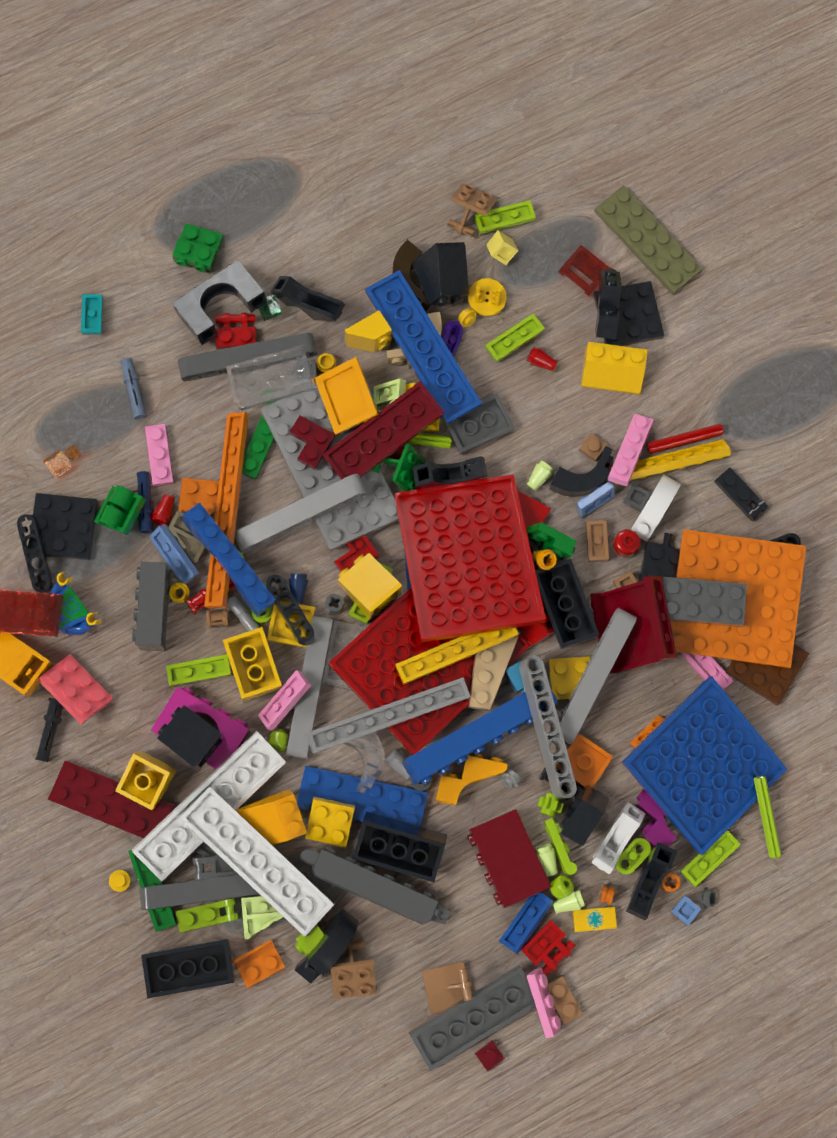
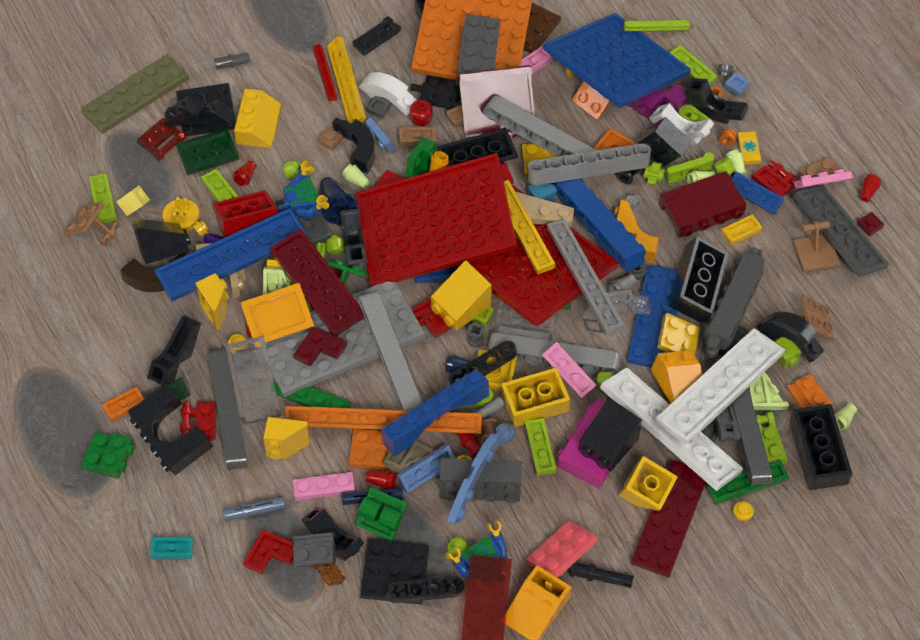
camera: 80 degrees left, 20 degrees down
(77, 445) = (314, 550): none -> dark grey plate
(85, 586) = (458, 543): none -> lime piece
(90, 405) = (268, 547): none -> red plate
(98, 464) = (320, 522): none -> black arch
(159, 605) = (504, 434): none -> medium blue plate
(205, 409) = (285, 437): none -> yellow slope
(230, 999) = (845, 416): none -> yellowish green cone
(253, 258) = (121, 404): none -> orange plate
(449, 455) = (335, 245): none -> lime piece
(479, 903) = (741, 229): none -> yellow tile
(482, 360) = (243, 211): none -> red slope
(501, 416) = (302, 196): none -> torso
(504, 453) = (338, 199): none -> dark blue cone
(539, 1059) = (870, 186): none -> red cone
(548, 408) = (291, 169): none -> lime piece
(569, 318) = (207, 151): none -> dark green plate
(630, 450) = (336, 106): bright pink plate -> none
(696, 337) = (230, 61): none -> dark grey axle

